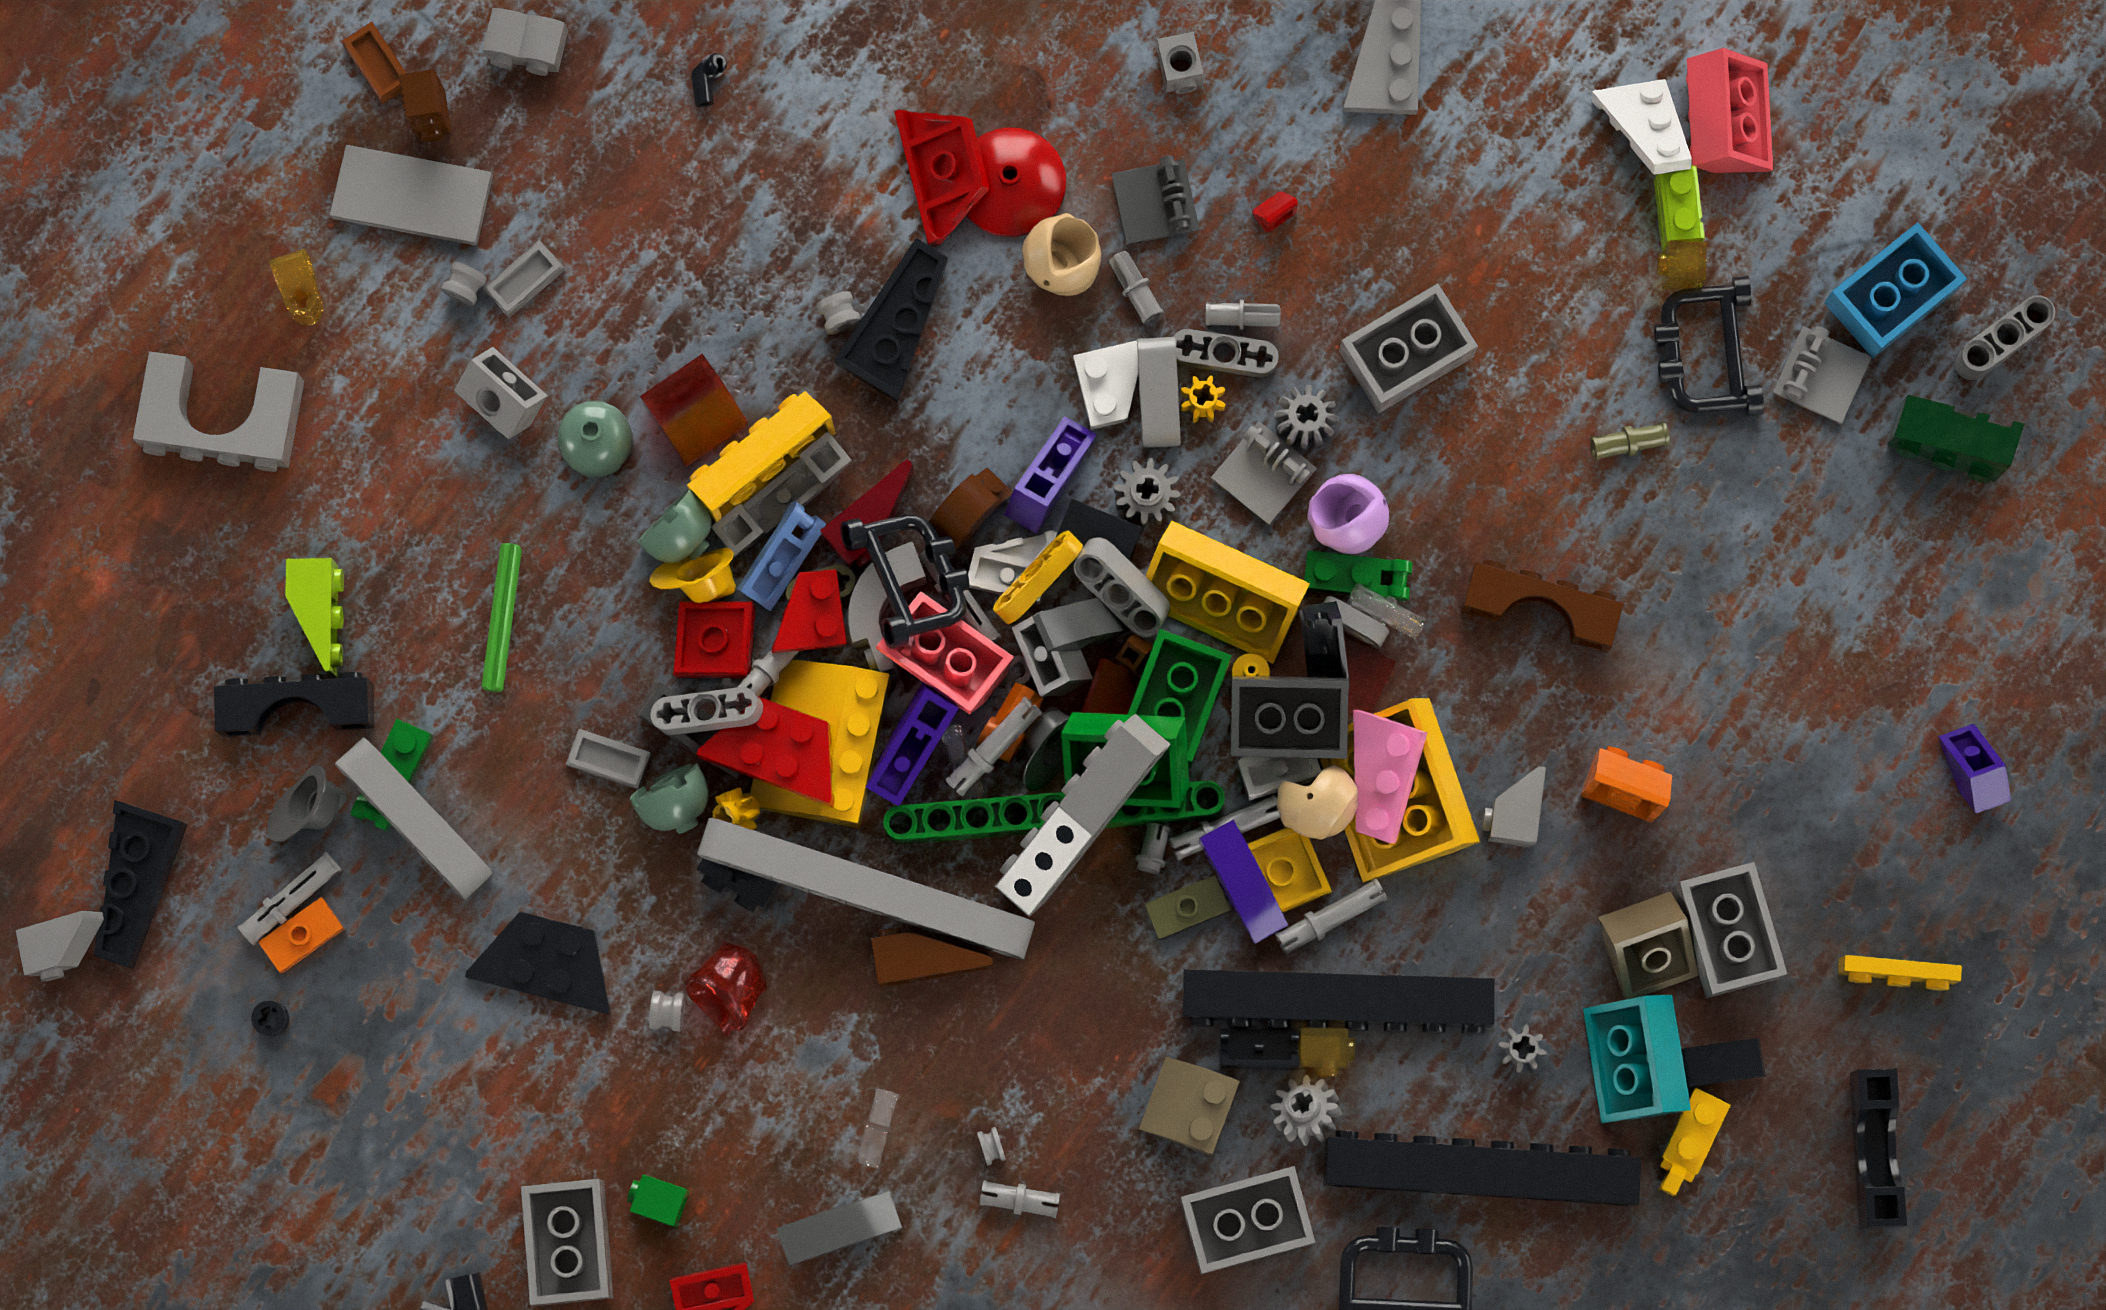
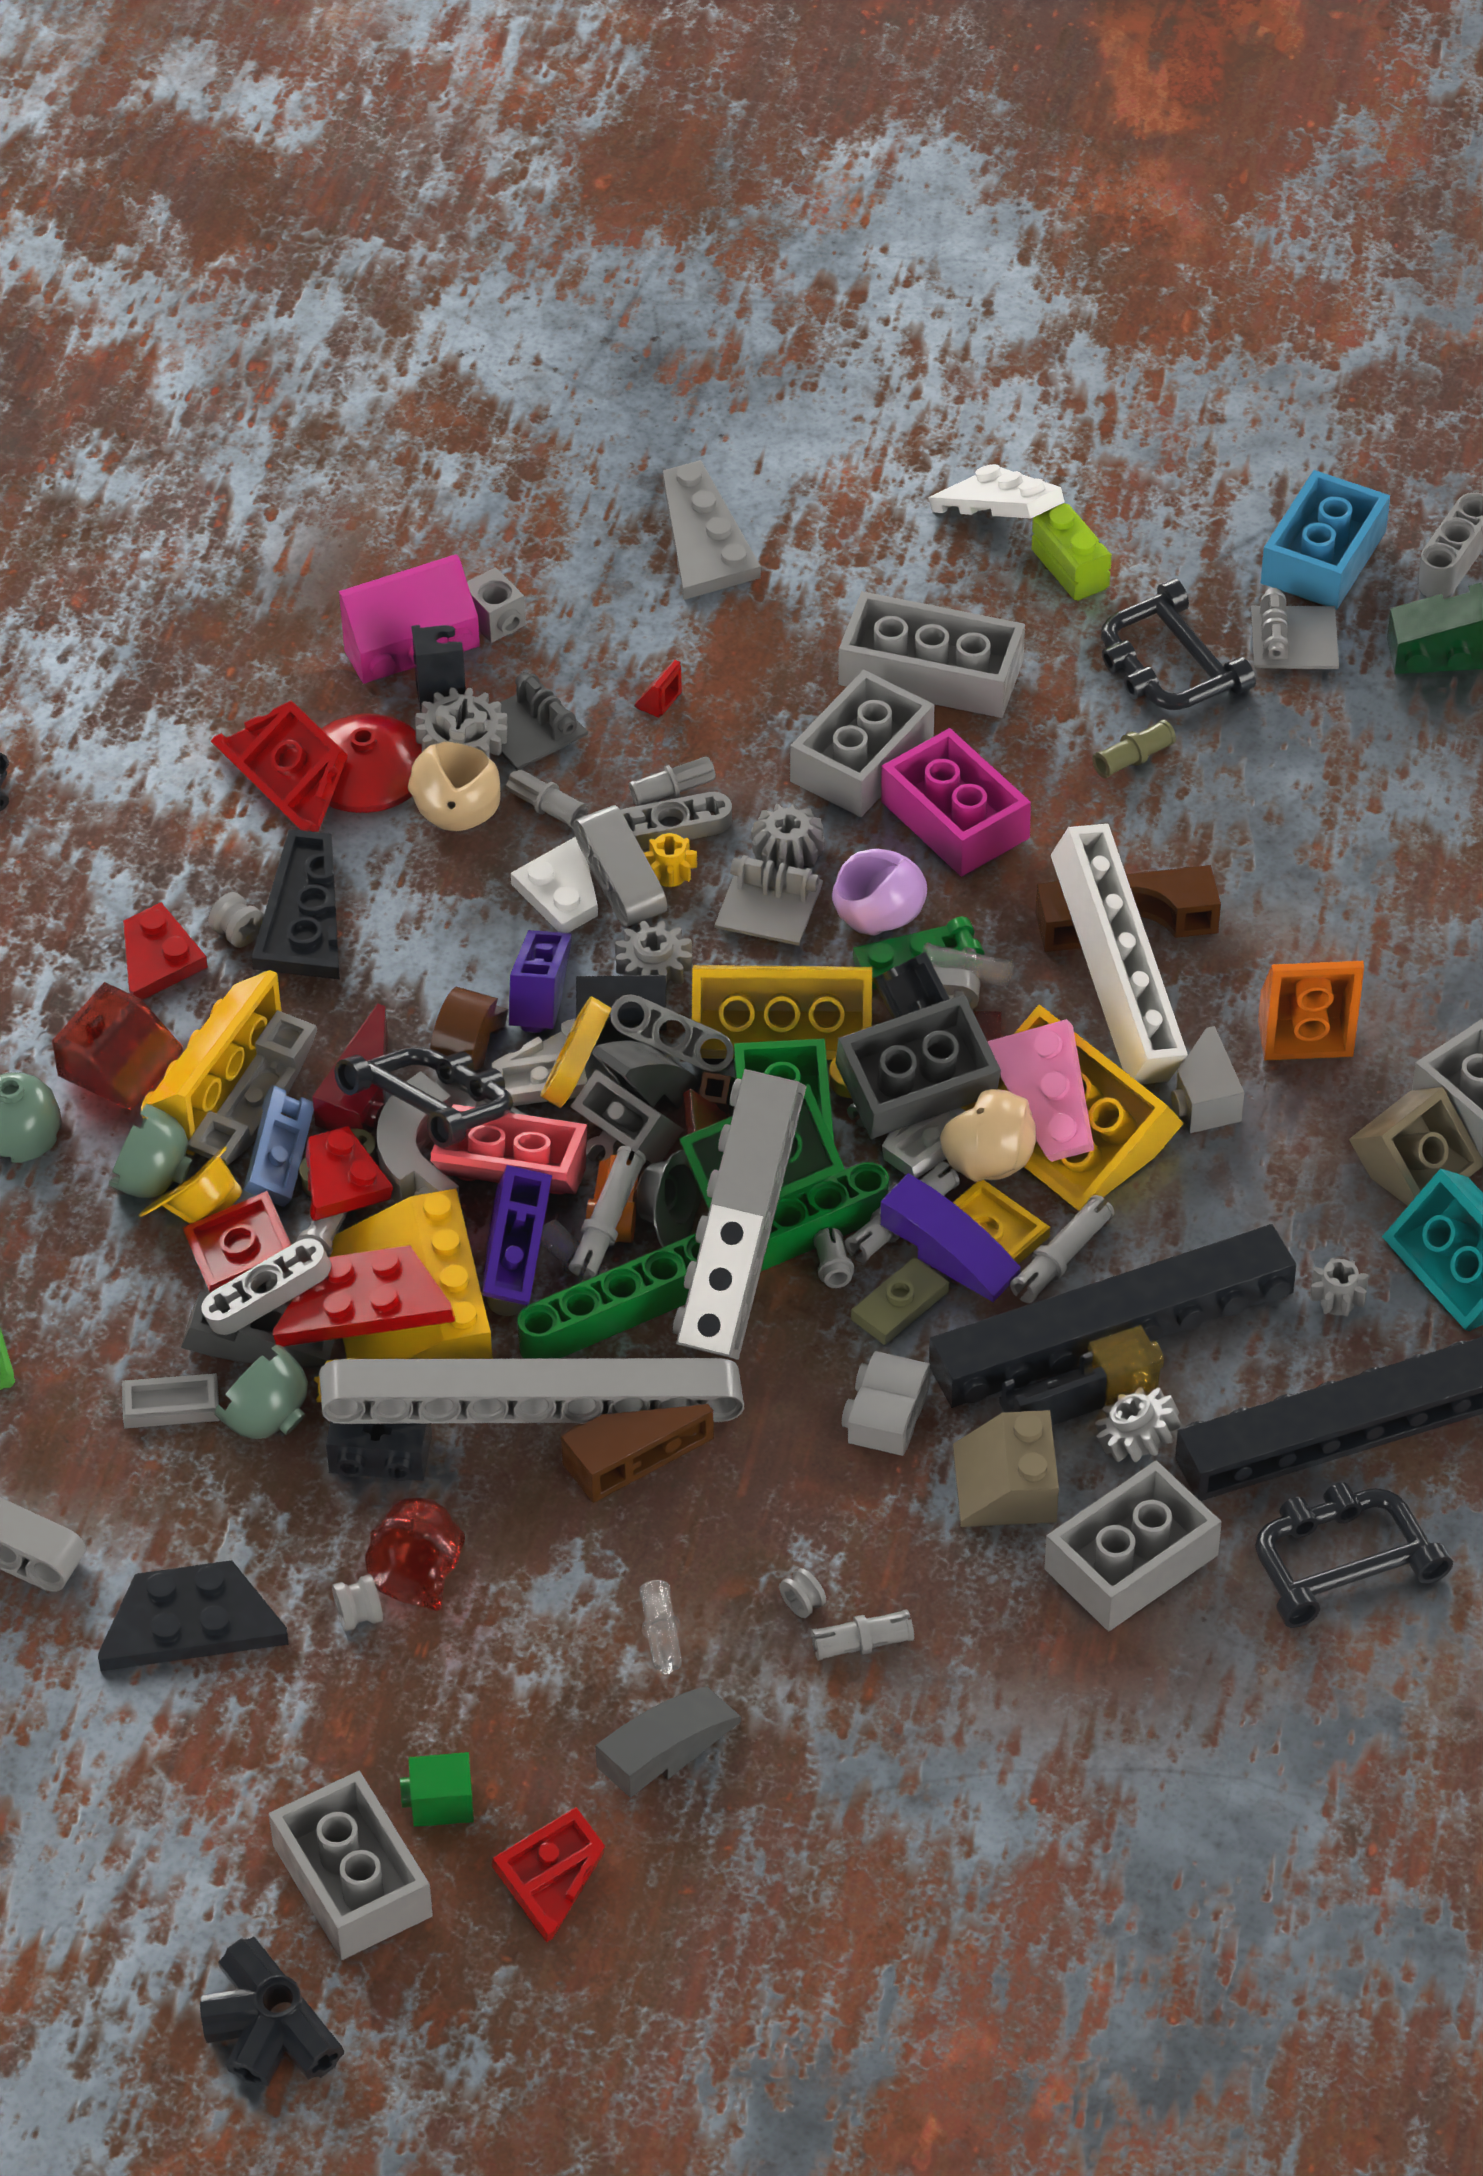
camera: 25 degrees left, 30 degrees down
(767, 314) = (159, 952): none -> red wing
(1085, 179) = (462, 721): none -> light grey gear
(1096, 133) = (437, 664): none -> black hinge
(1099, 60) = (381, 614): none -> dark pink slope
(1130, 1004) = (886, 1402): none -> light grey brick
(1453, 444) = (955, 802): none -> dark pink brick
(1500, 671) = (1118, 954): none -> white brick
(1508, 277) = (934, 652): none -> light grey brick
(1683, 265) = (1102, 590): clear yellow brick -> none
(1729, 112) = (1074, 459): coral slope -> none

